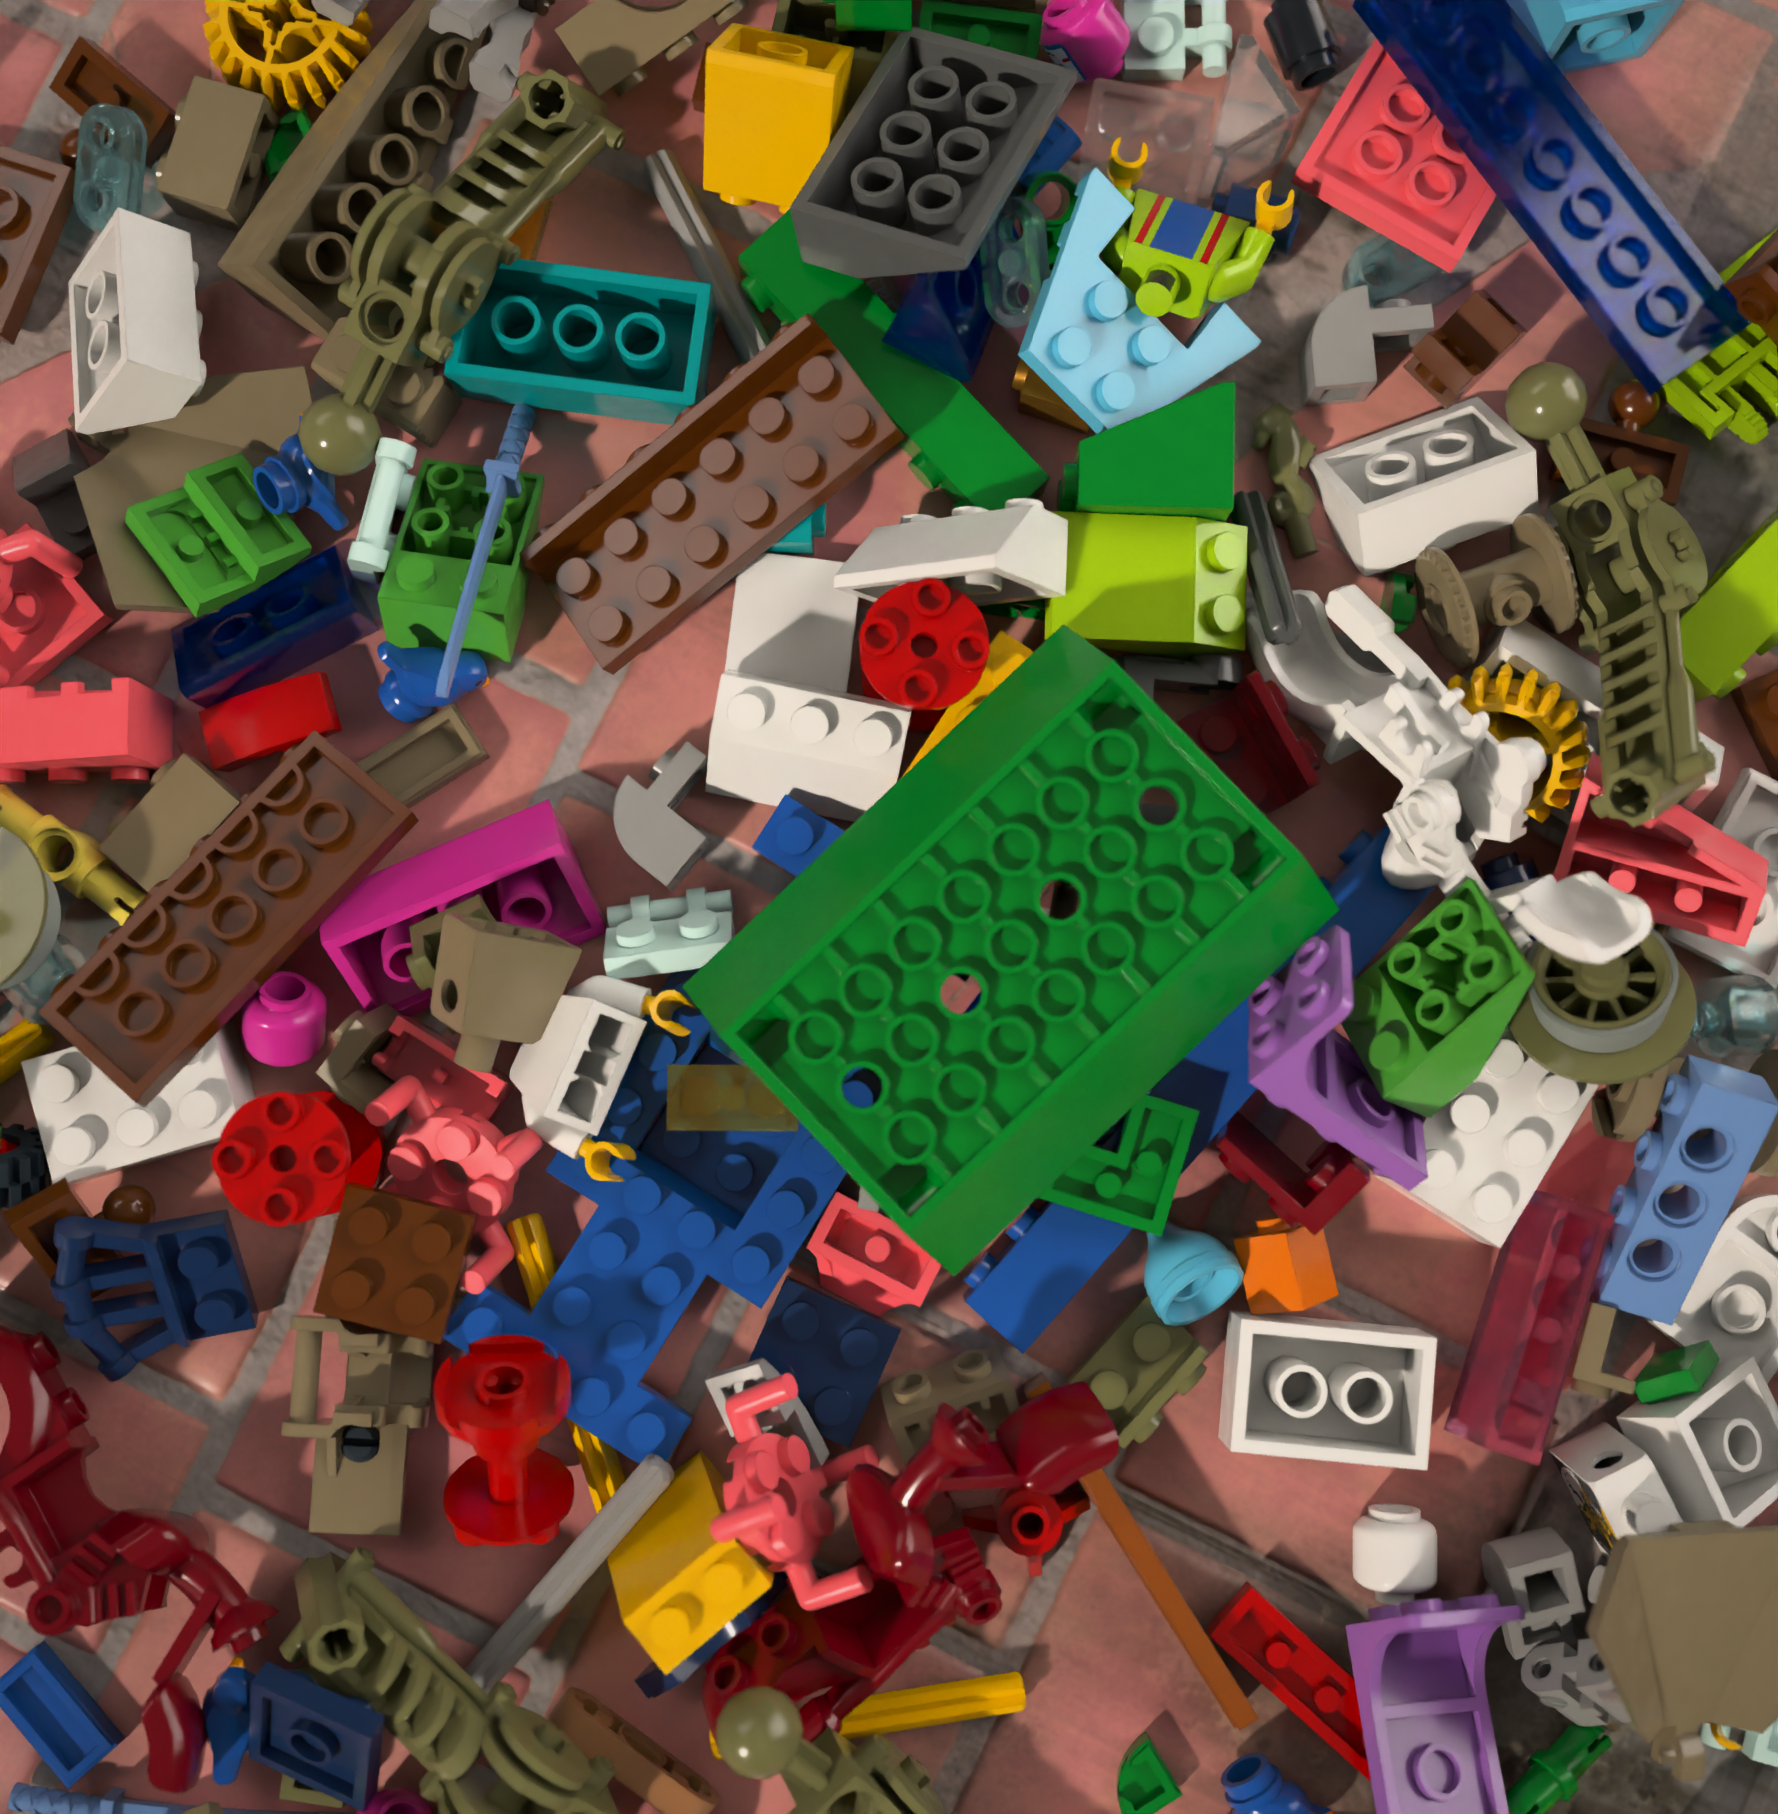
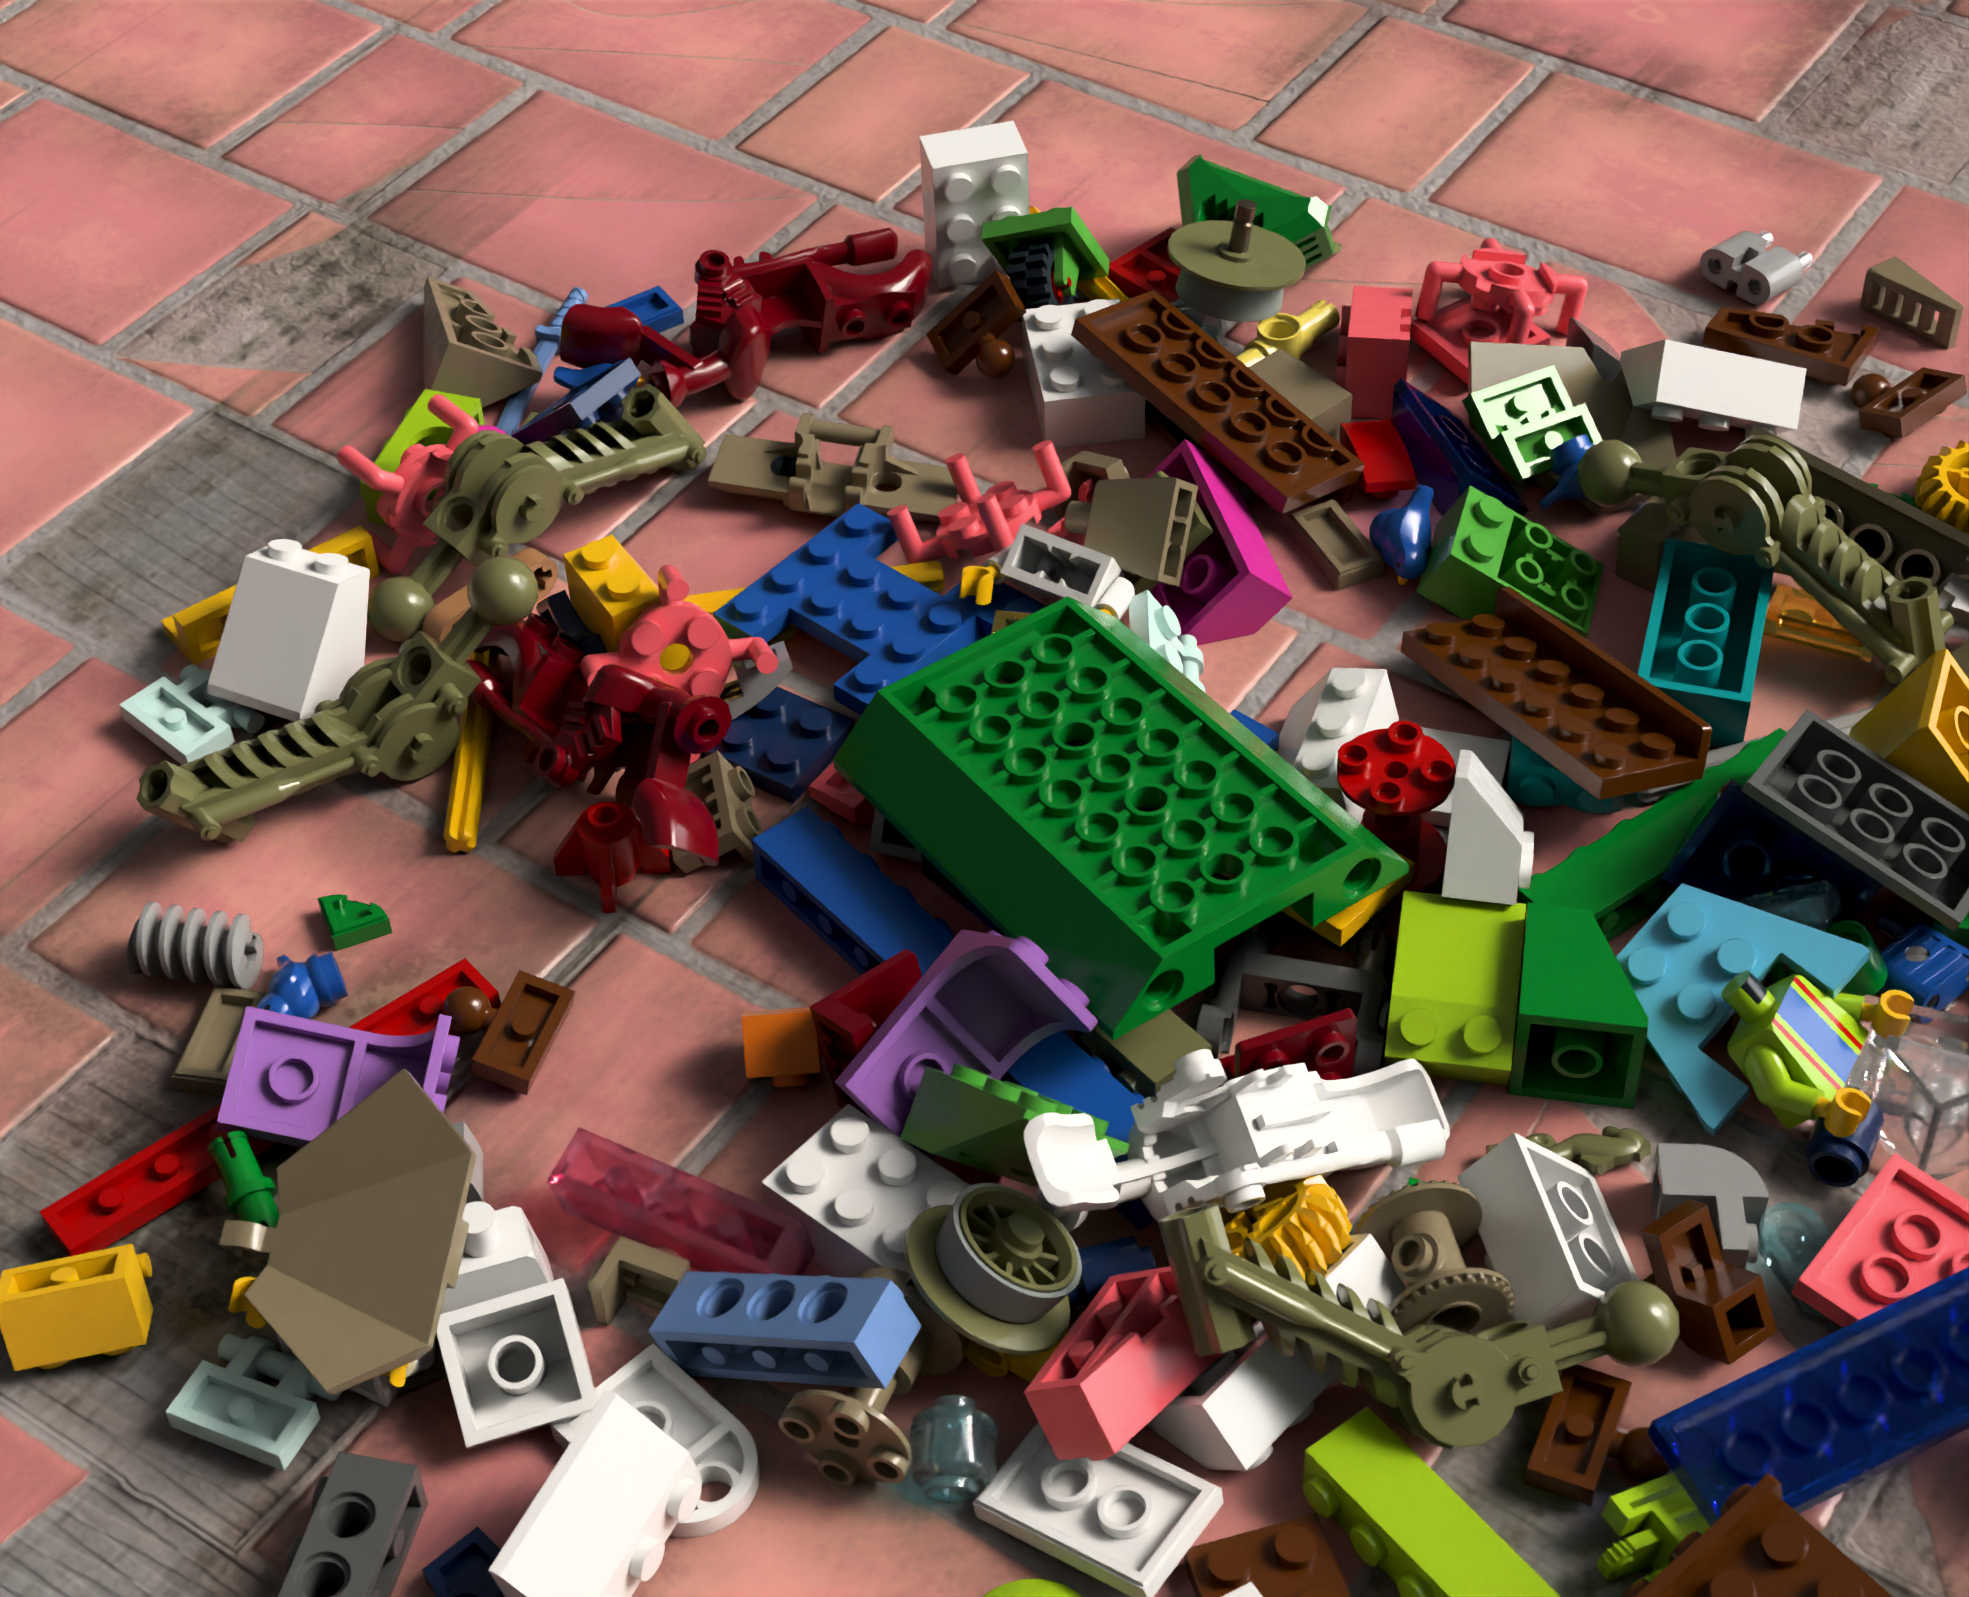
camera: 100 degrees right, 40 degrees down
(109, 168) = (1853, 393): clear light blue plate -> none
(194, 1274) = (946, 382): dark blue plate -> none
(217, 154) = (1873, 448): dark tan brick -> none
(284, 1020) = (1134, 437): dark pink head -> none
(295, 1154) = (1017, 390): red piece -> none
(388, 492) = (1564, 511): light aqua plate -> none
(395, 1262) = (923, 470): reddish brown plate -> none
(501, 481) = (1573, 582): medium blue sword -> none
(502, 1405) = (795, 502): red piece -> none
(571, 1571) = (703, 590): light grey axle -> none
(648, 821) = (1261, 665): light grey brick -> none
(1140, 1177) = (892, 908): green plate -> none
(1140, 1370) = (713, 945): olive bracket -> none
(1161, 1587) = (558, 920): dark orange tile -> none
(1188, 1274) = (791, 969): medium azure helmet -> none
(1267, 570) = (1470, 1087): dark grey axle -> none
(1295, 1552) = (516, 1033): none -> reddish brown plate
(1327, 1390) = (661, 1055): white brick -> none
(1394, 1552) = (495, 1105): white head -> none
(1676, 1373) = (598, 1339): green tile -> none

